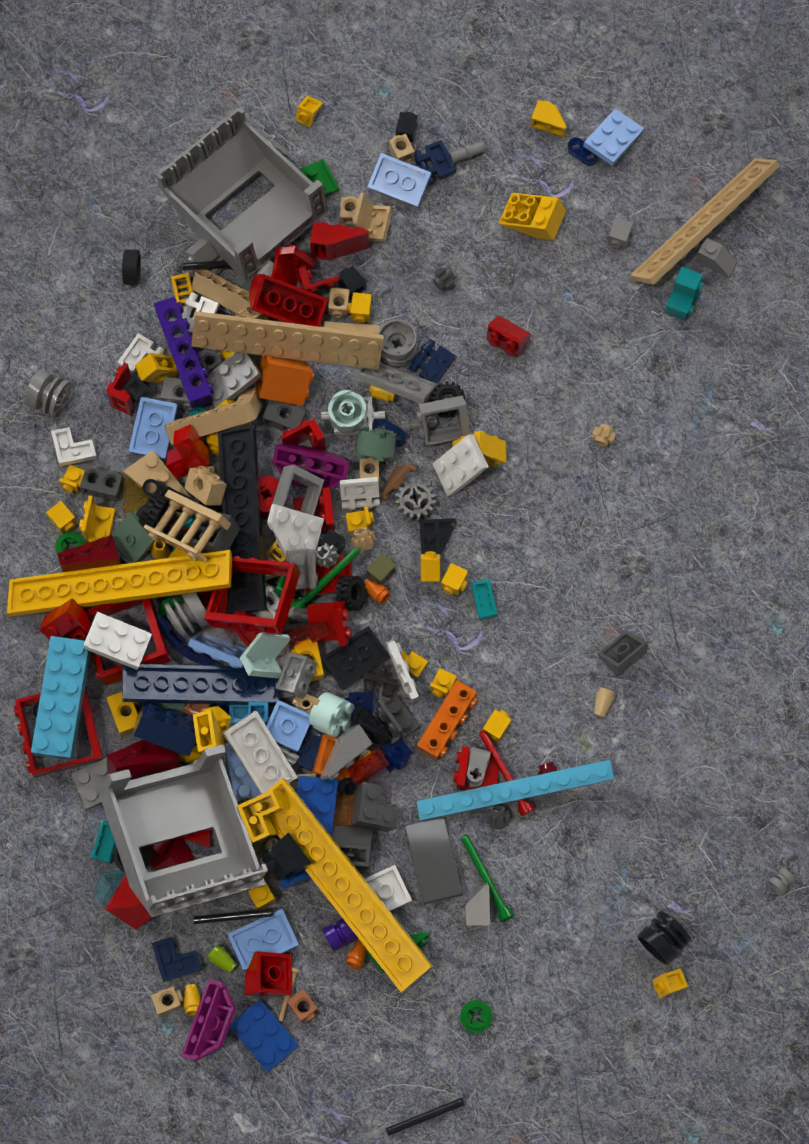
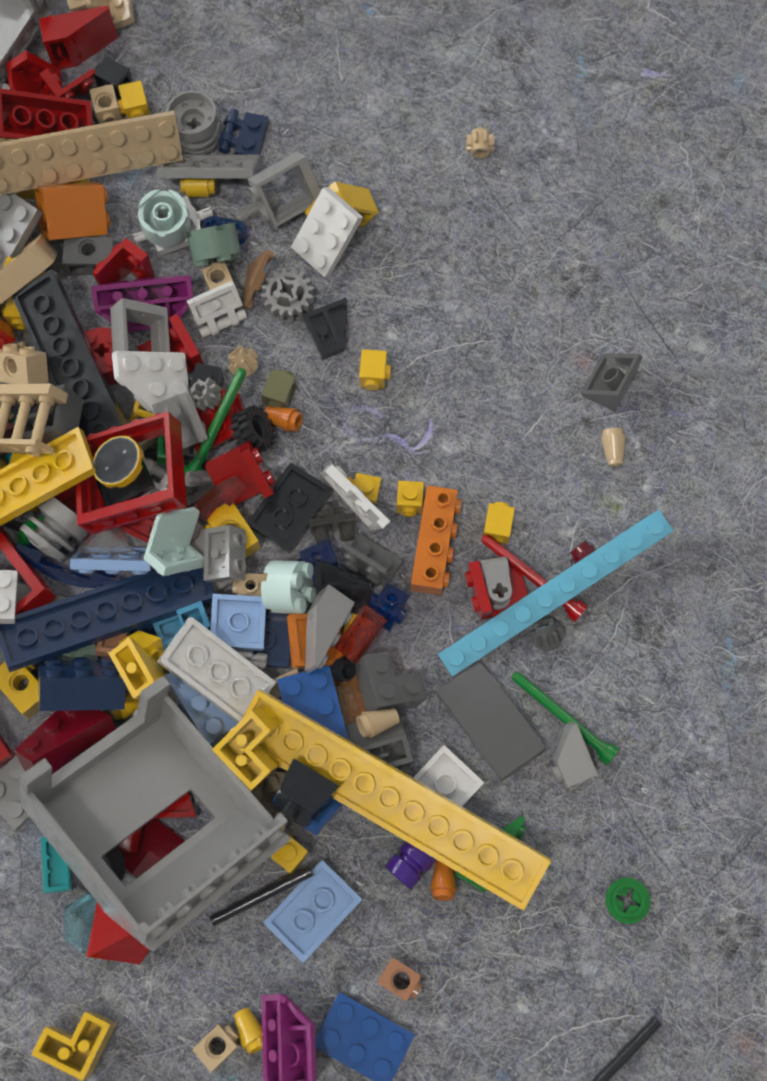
camera: 20 degrees left, 0 degrees up
(77, 968) = (78, 1052): none -> yellow brick
(174, 966) = (206, 994): dark blue plate -> none
(221, 958) = (267, 958): lime cone -> none
(247, 585) = (118, 462): none -> black tile
(269, 975) = (339, 956): red slope -> none
(284, 1006) = (373, 968): tan piece -> none
(353, 830) = (375, 722): none -> tan cone
(359, 519) = (228, 341): yellow bracket -> none
(430, 567) = (338, 364): yellow brick -> none
(444, 278) = (220, 37): dark grey gear -> none
(447, 389) = (272, 157): black tyre -> none
(484, 599) = (418, 379): teal plate -> none
(507, 336) = (321, 74): red slope -> none

